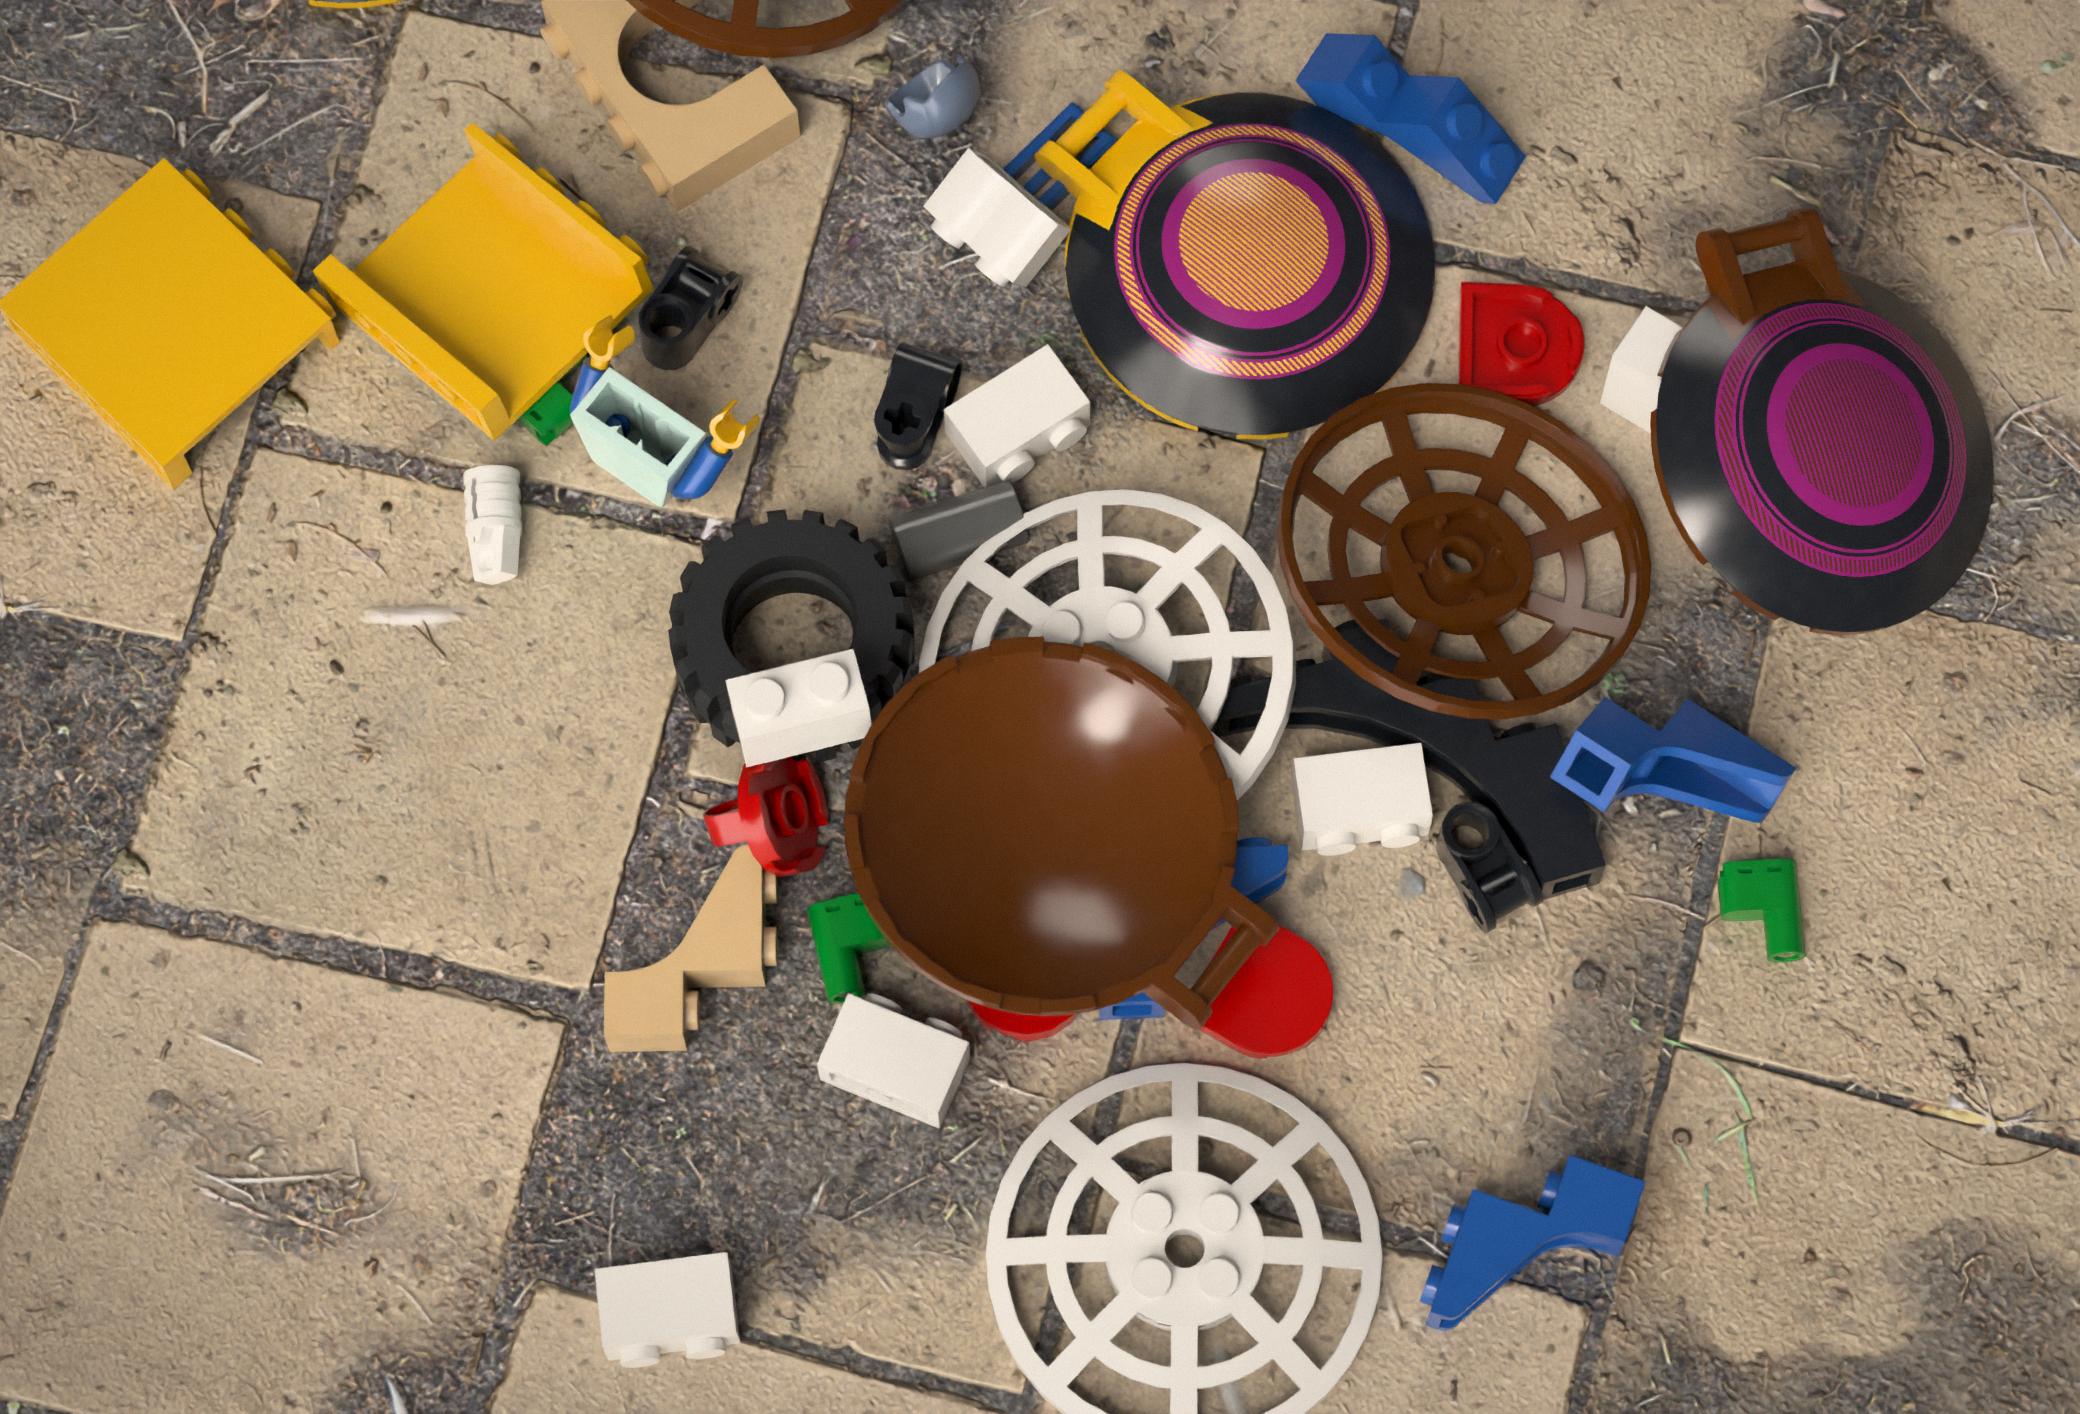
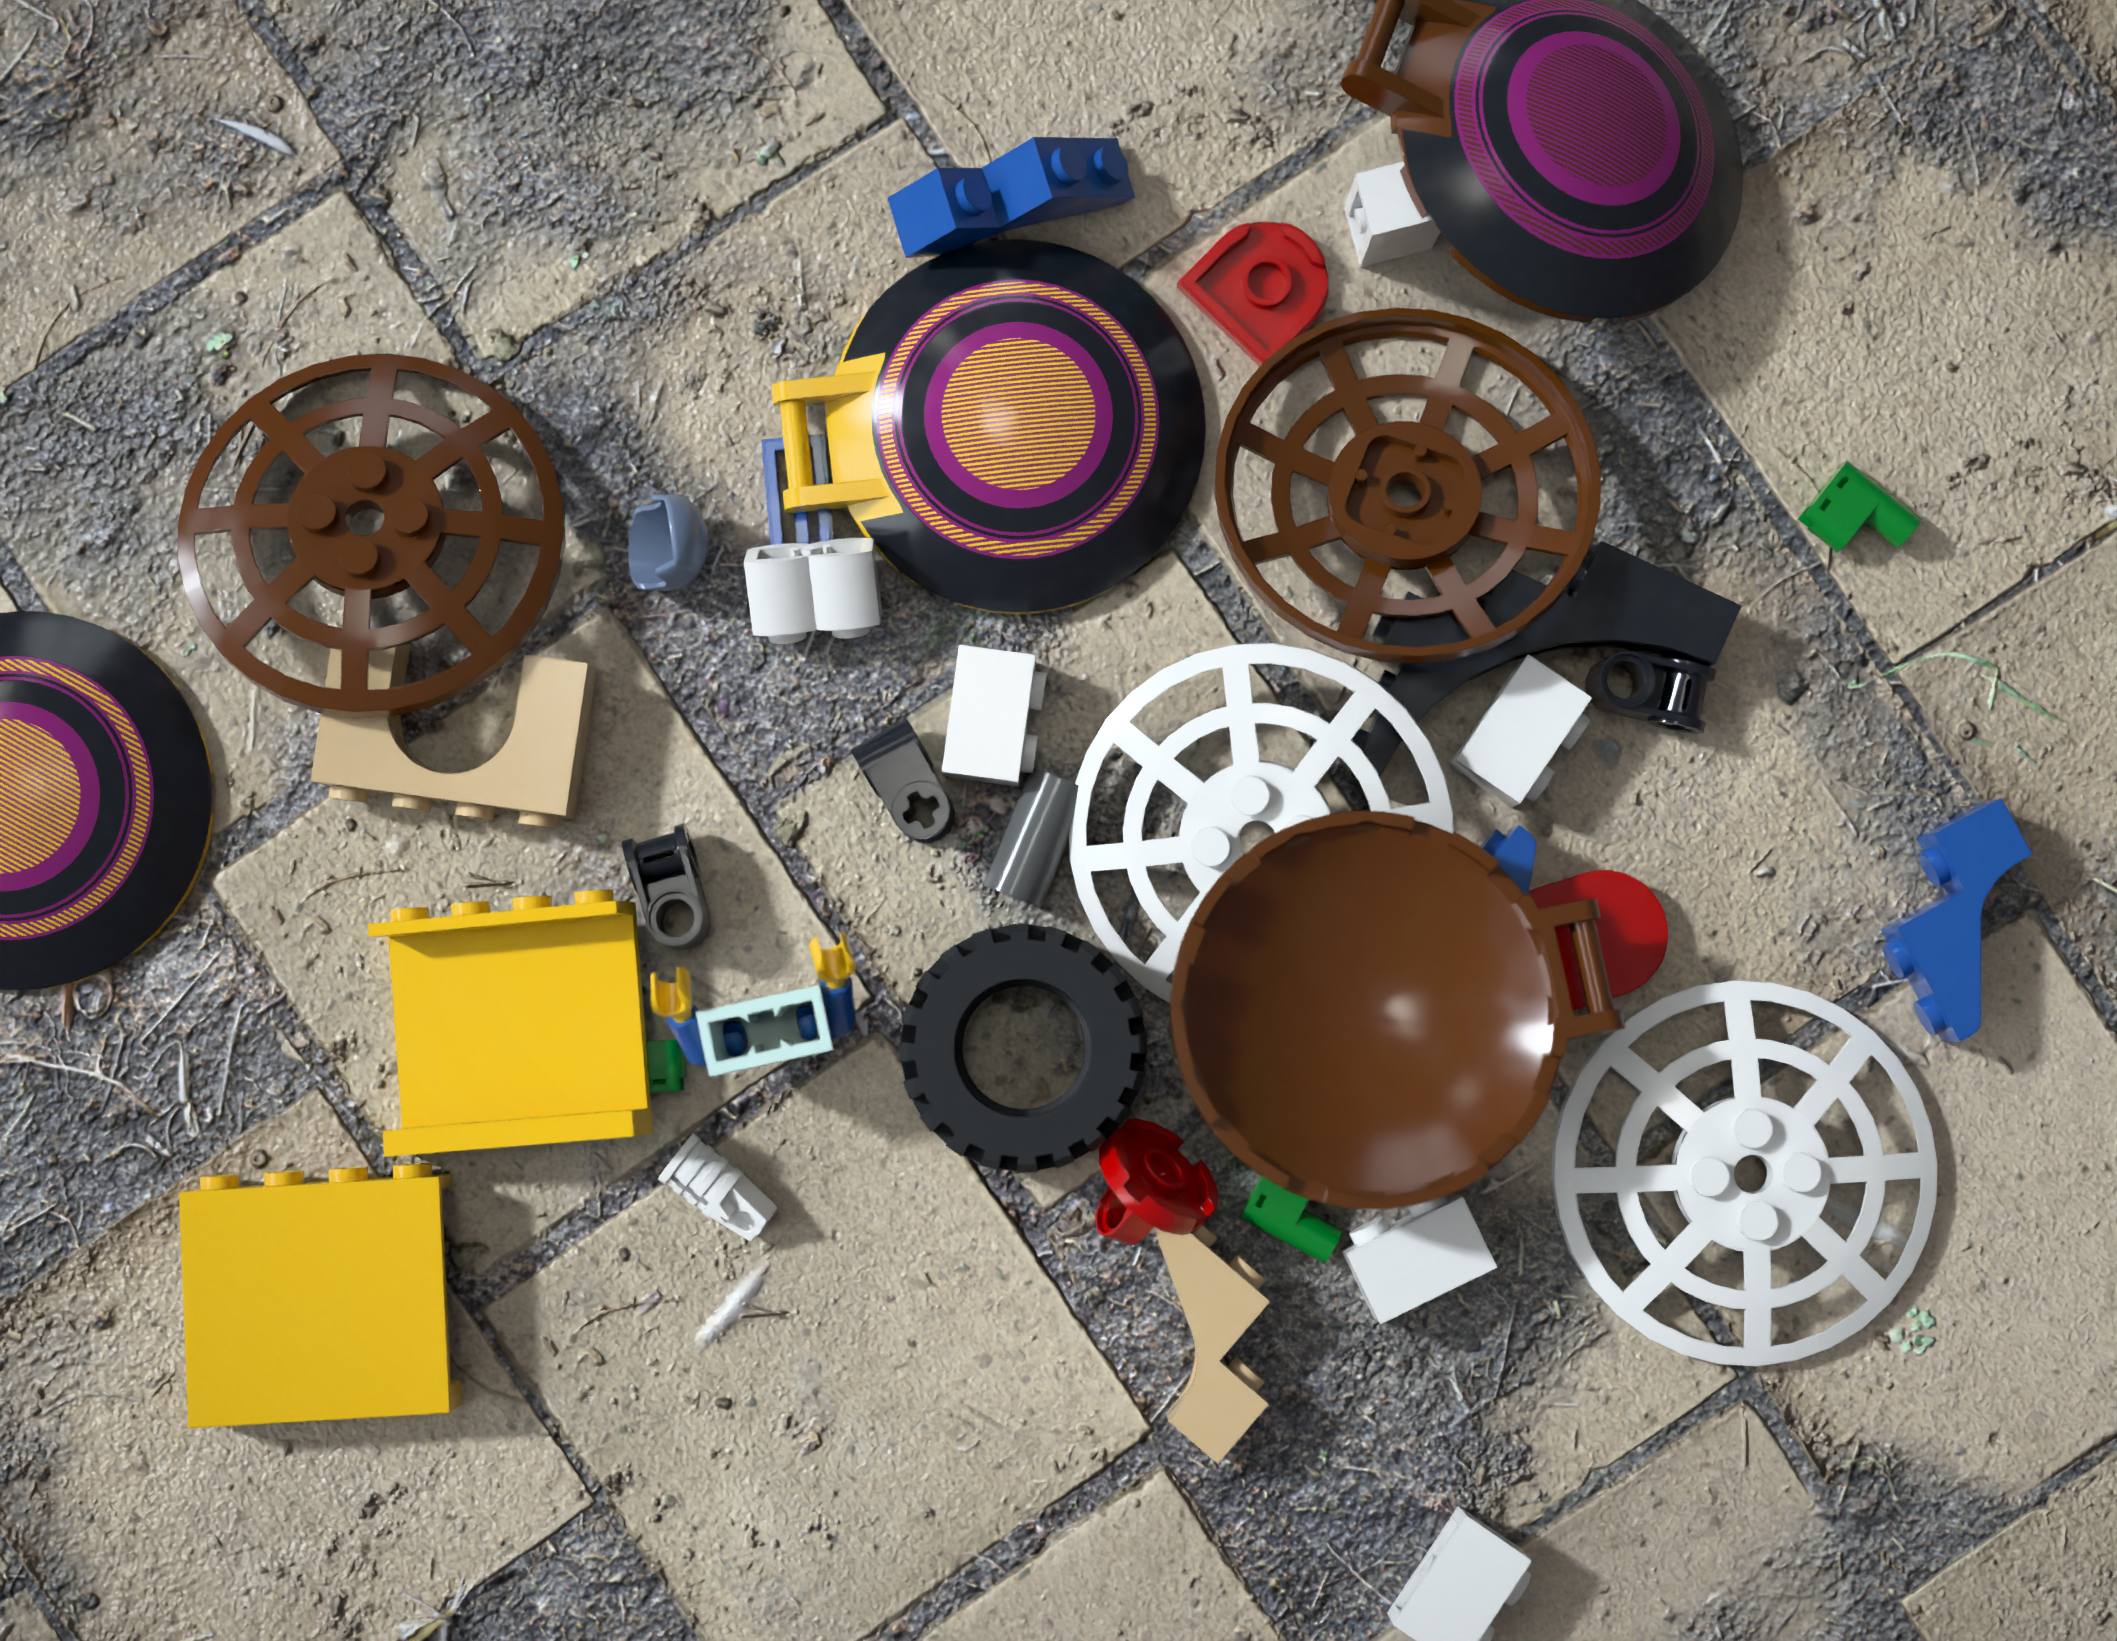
camera: 50 degrees left, 15 degrees up
(799, 707) = (1114, 1112): white brick -> none
(1688, 761) = (1707, 469): blue arch -> none

